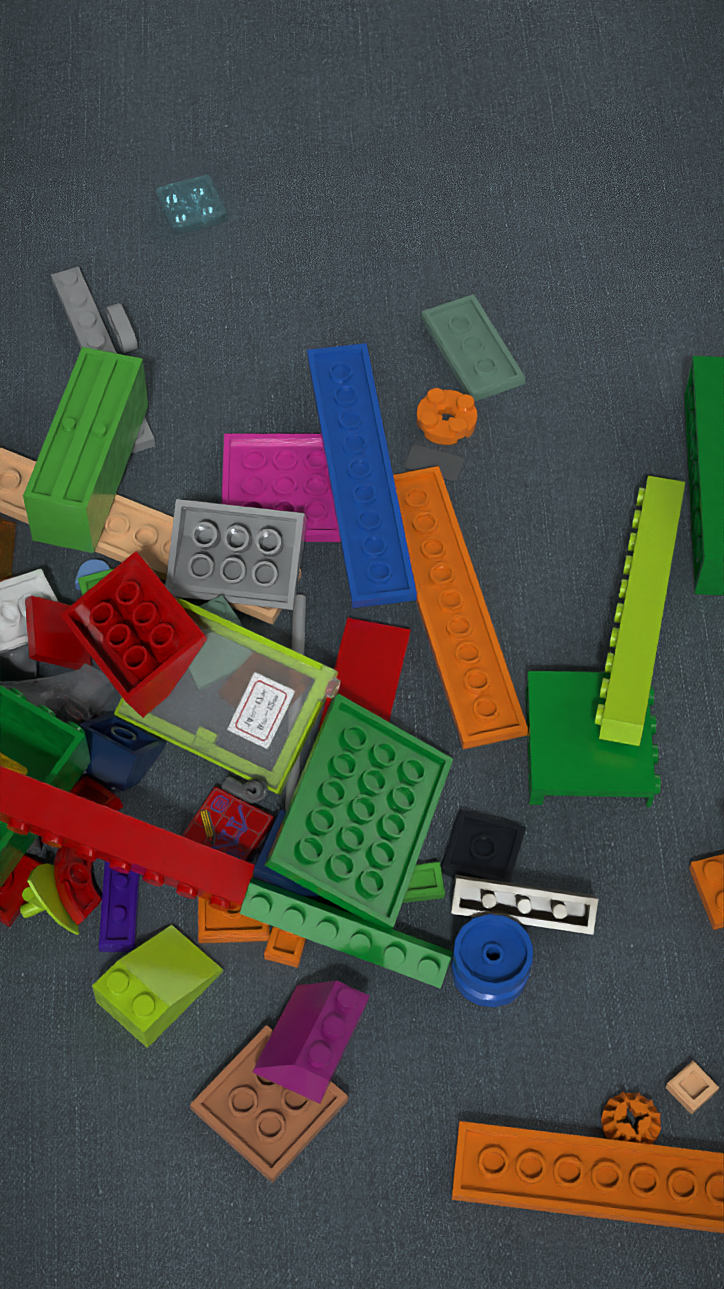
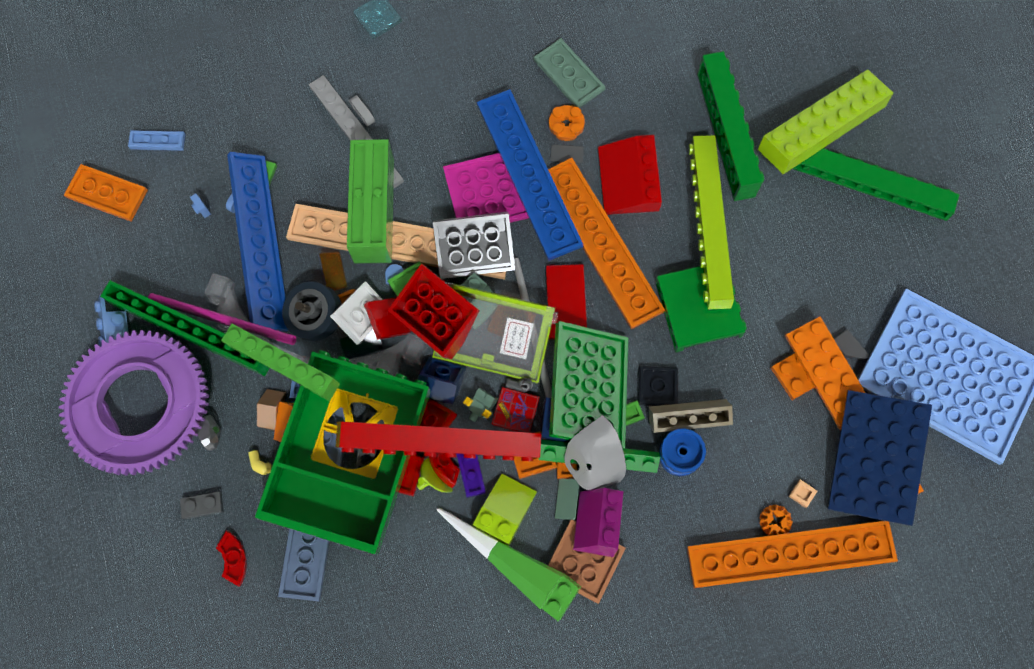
camera: 10 degrees left, 15 degrees up
(170, 803) = (480, 404): none -> sand green piece
(181, 1118) = (539, 582): none -> bright green plate
(271, 993) = (567, 499): none -> sand green slope
(352, 913) = (600, 447): none -> light grey piece
(527, 515) = (630, 176): none -> red slope

